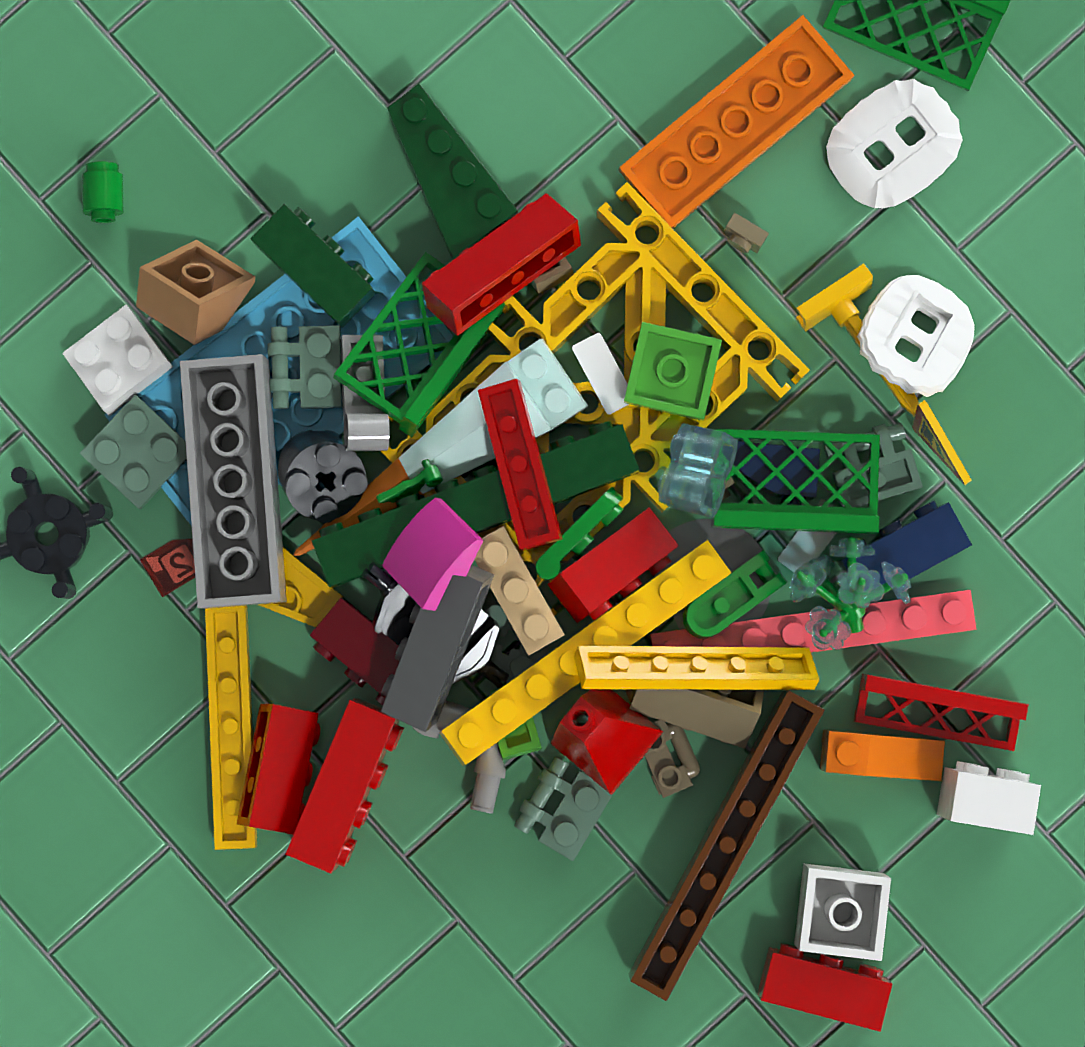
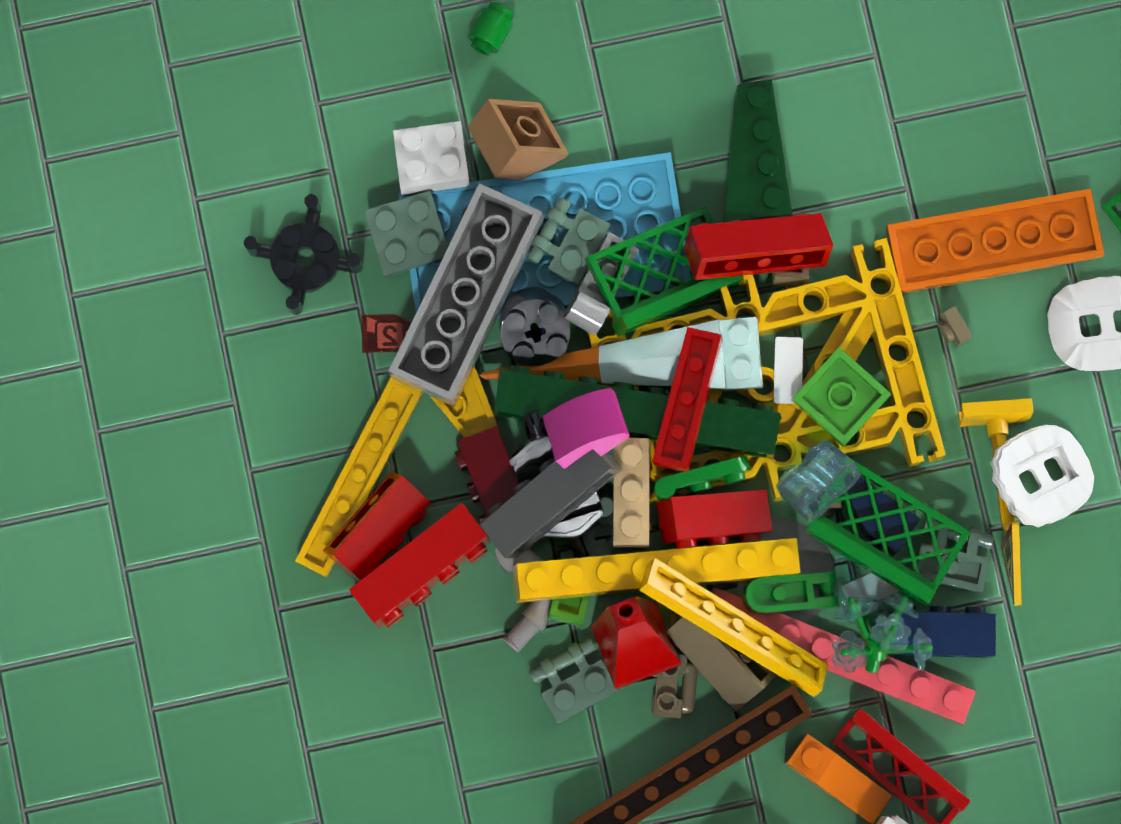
camera: 30 degrees right, 5 degrees down
(314, 264) = (618, 169): dark green brick -> none
(430, 475) = (615, 371): green piece -> none

